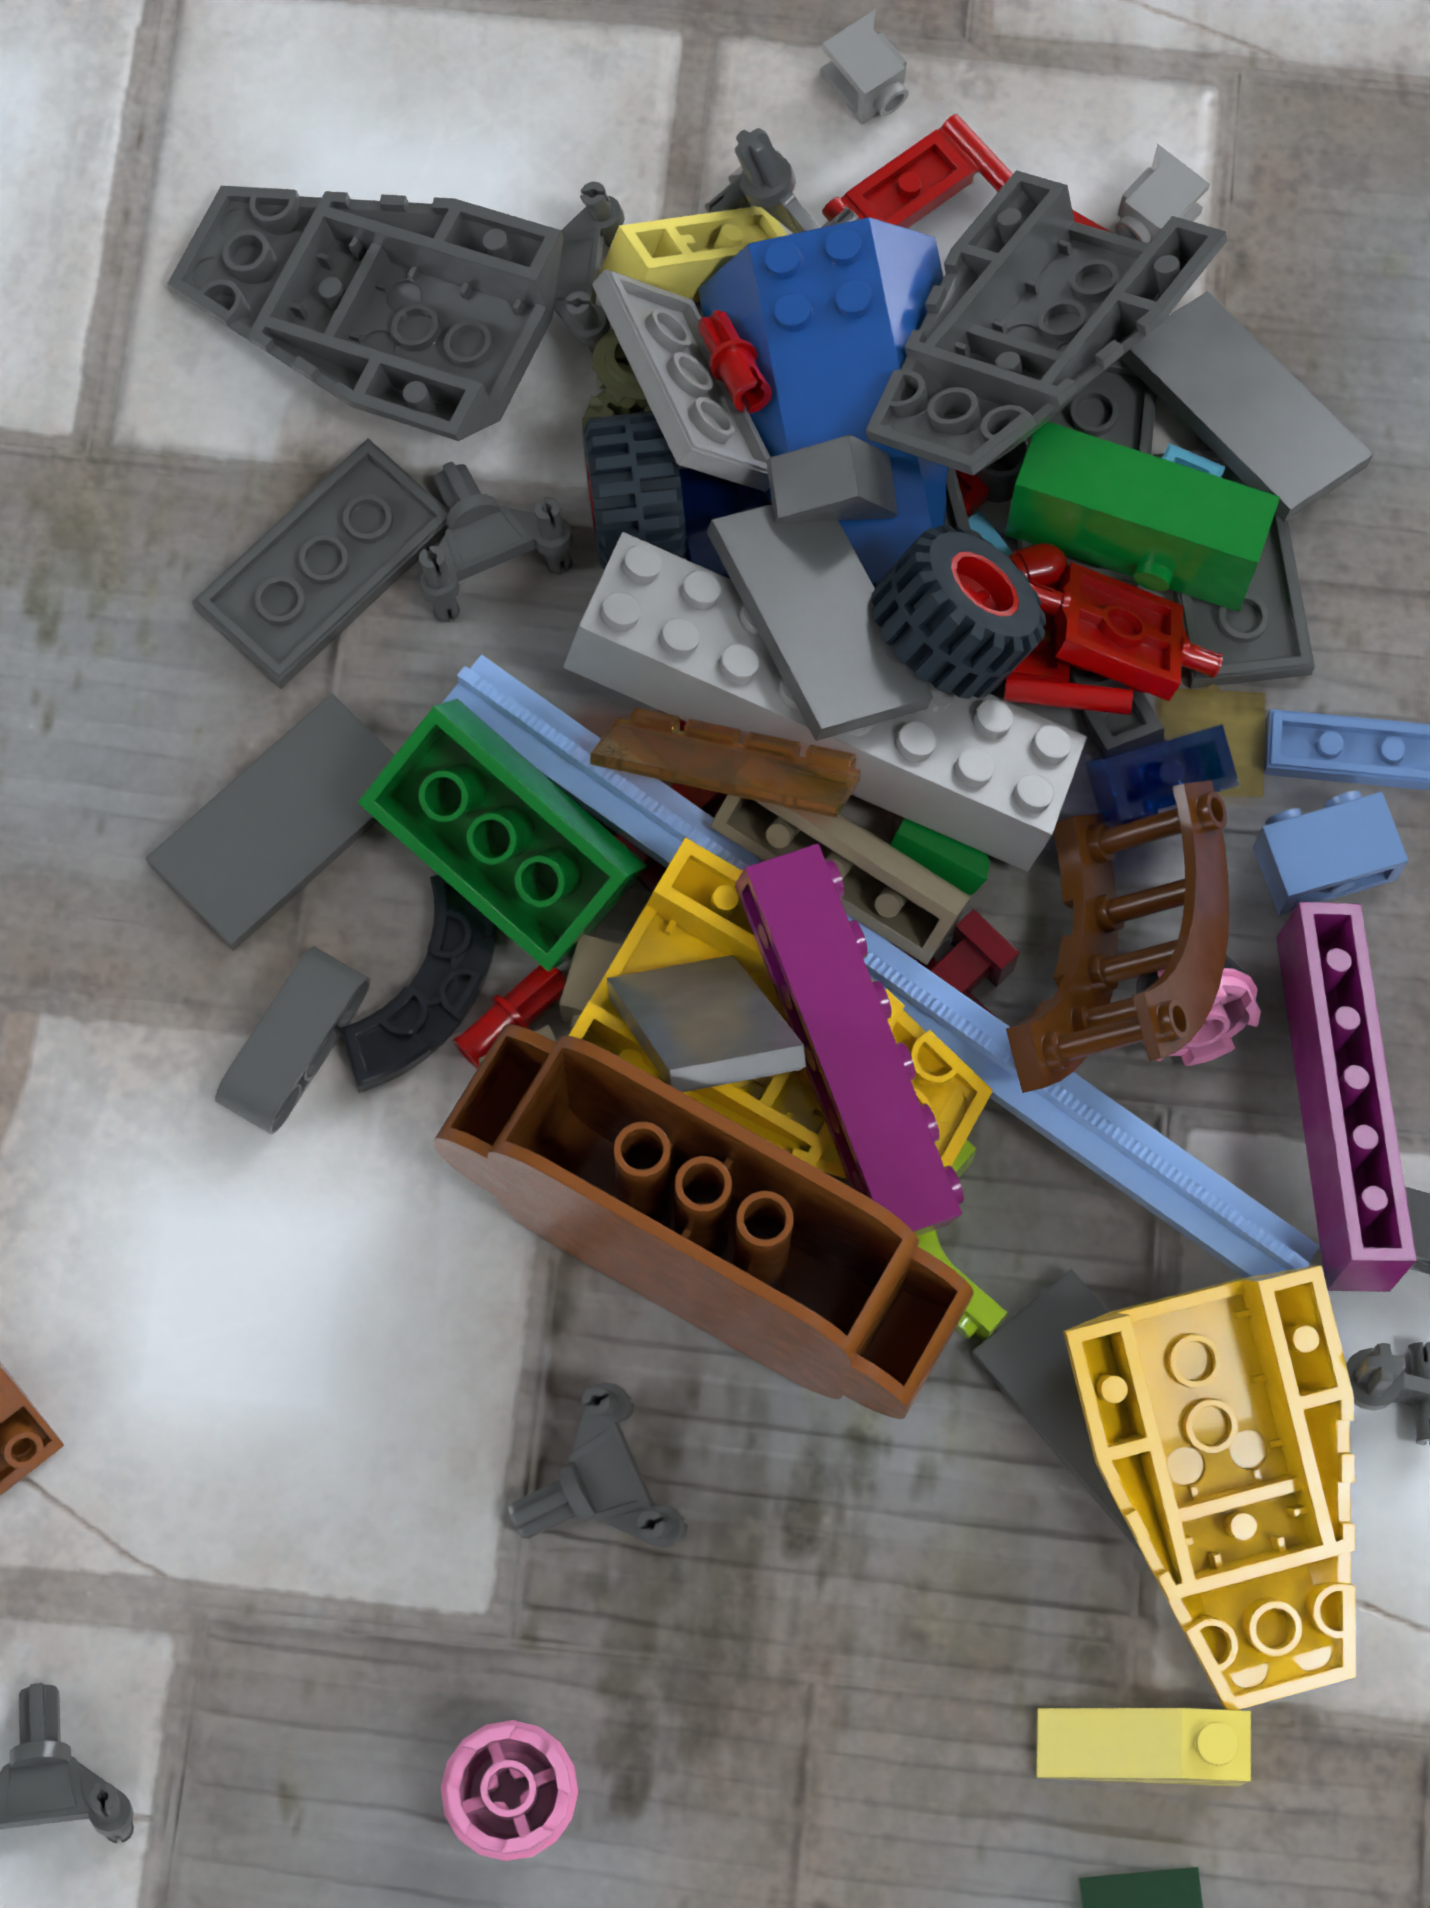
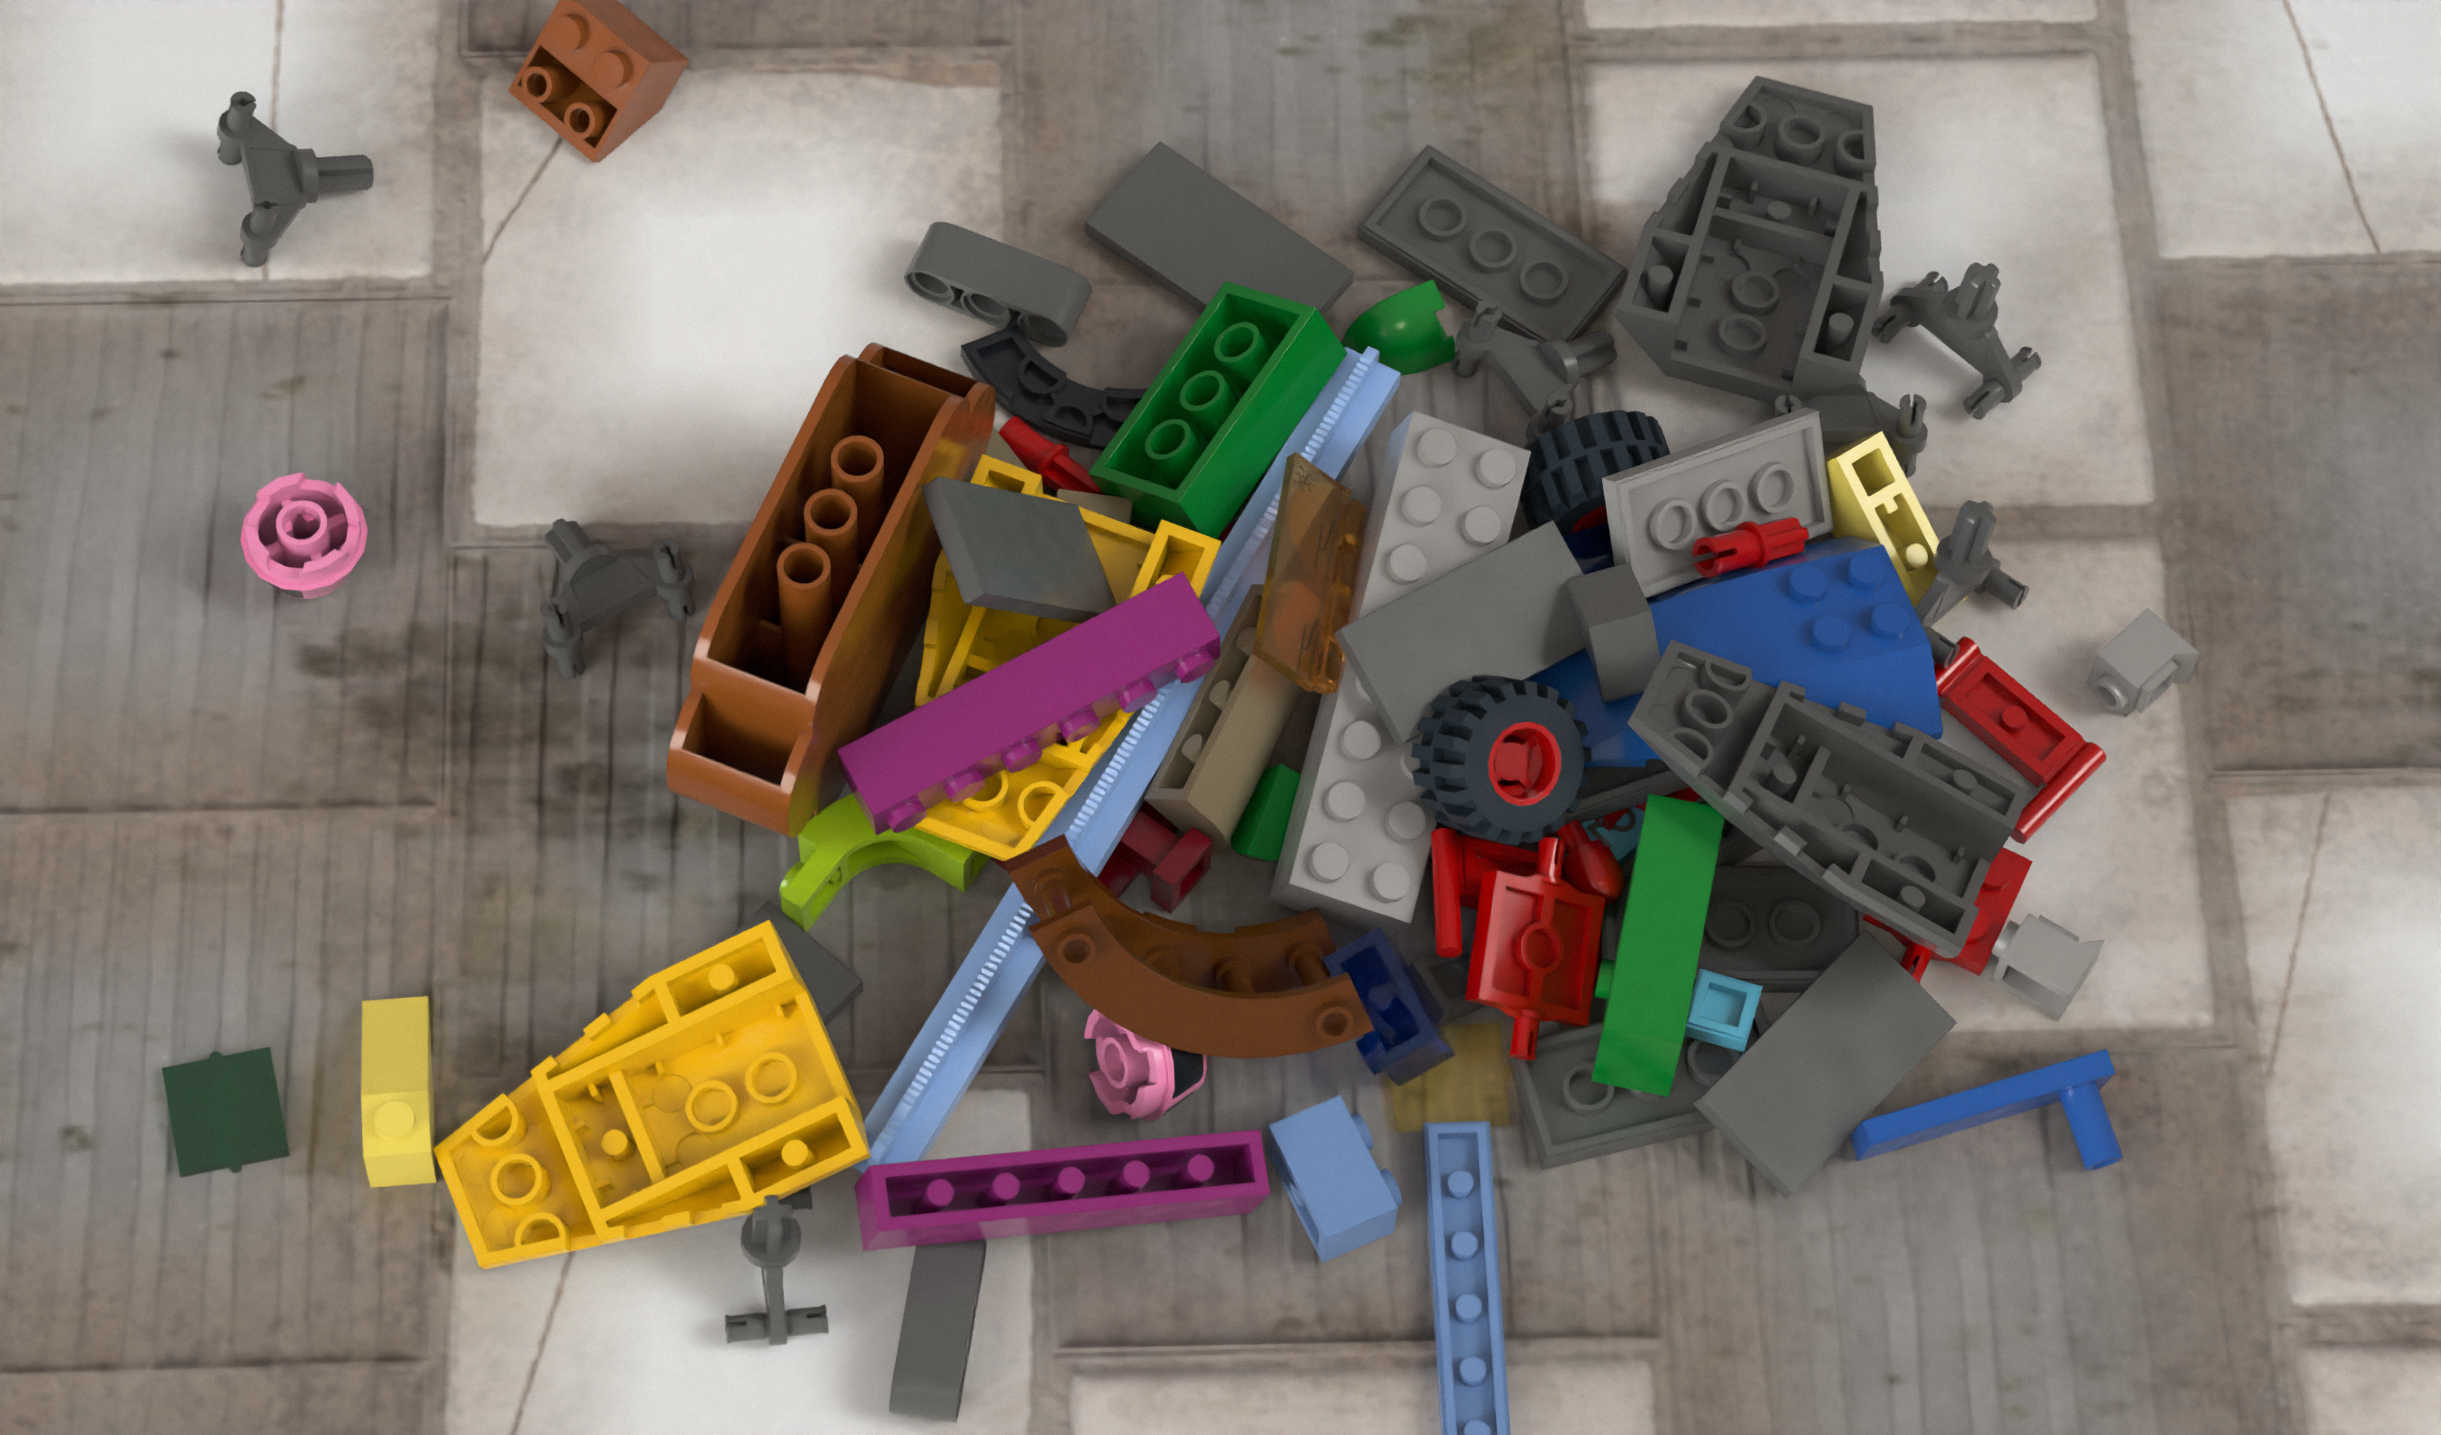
camera: 80 degrees right, 10 degrees down
(411, 658) = (1404, 330): none -> green brick
(493, 140) = (1964, 323): none -> dark grey axle
(1280, 215) = (2071, 1082): none -> blue piece

